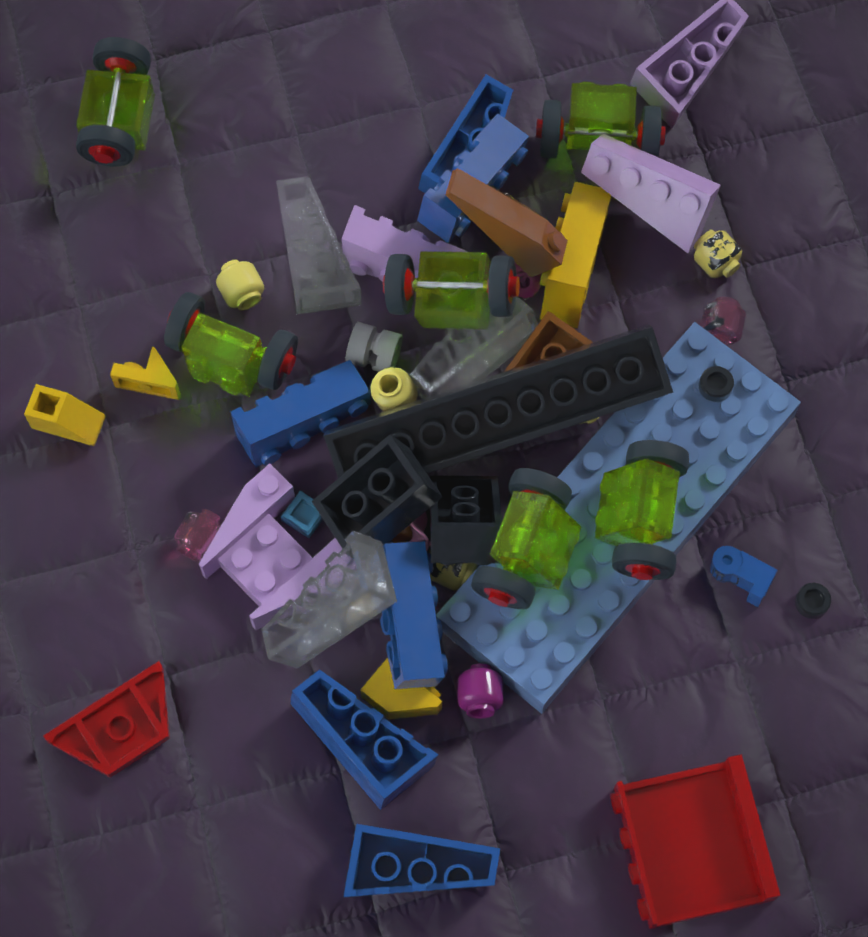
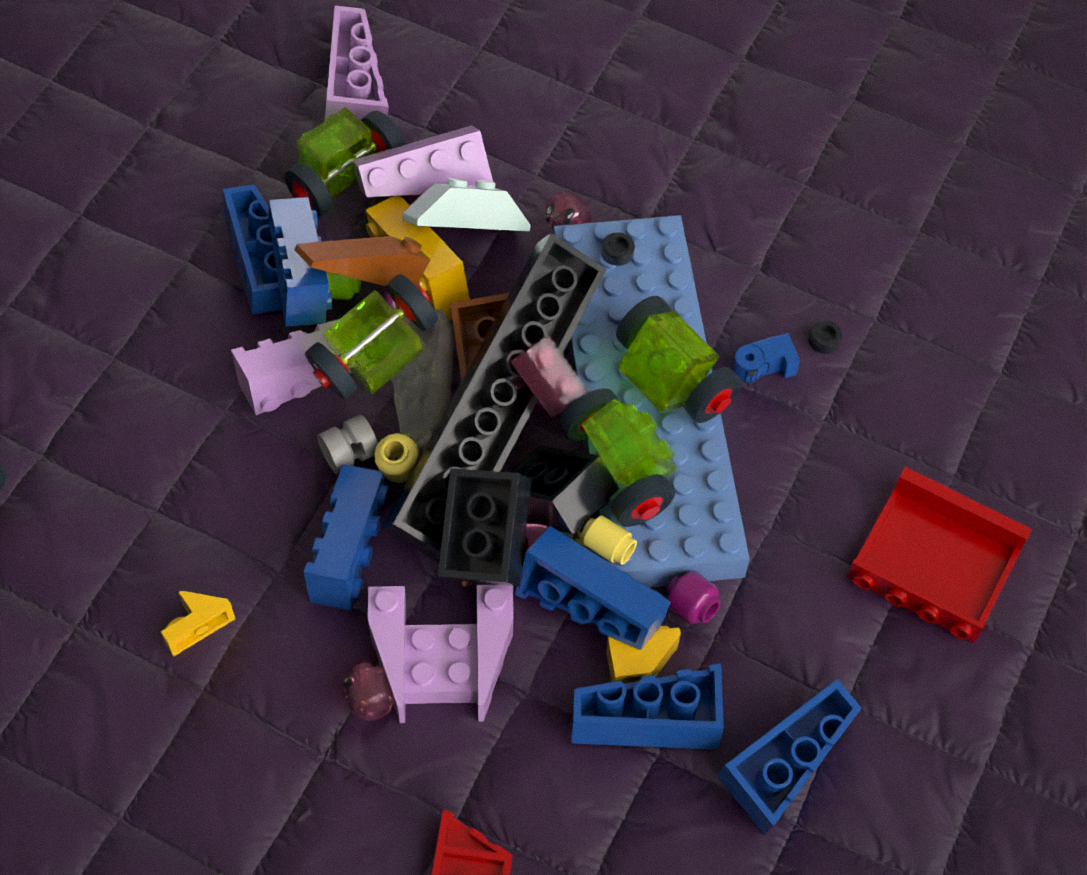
camera: 50 degrees left, 10 degrees down
(63, 415) = (161, 709): yellow slope -> none
(226, 353) = (240, 543): clear neon green brick -> none
(240, 284) = (194, 491): light yellow head -> none
(302, 515) = (426, 605): dark azure tile -> none
(315, 259) = (229, 421): clear wedge -> none
(333, 604) = (534, 633): clear wedge -> none
(453, 592) = (608, 540): none -> light yellow brick
(538, 433) = (549, 376): none -> clear pink brick
(640, 246) = (466, 207): none -> light aqua wedge
(717, 254) = (514, 176): light yellow head -> none

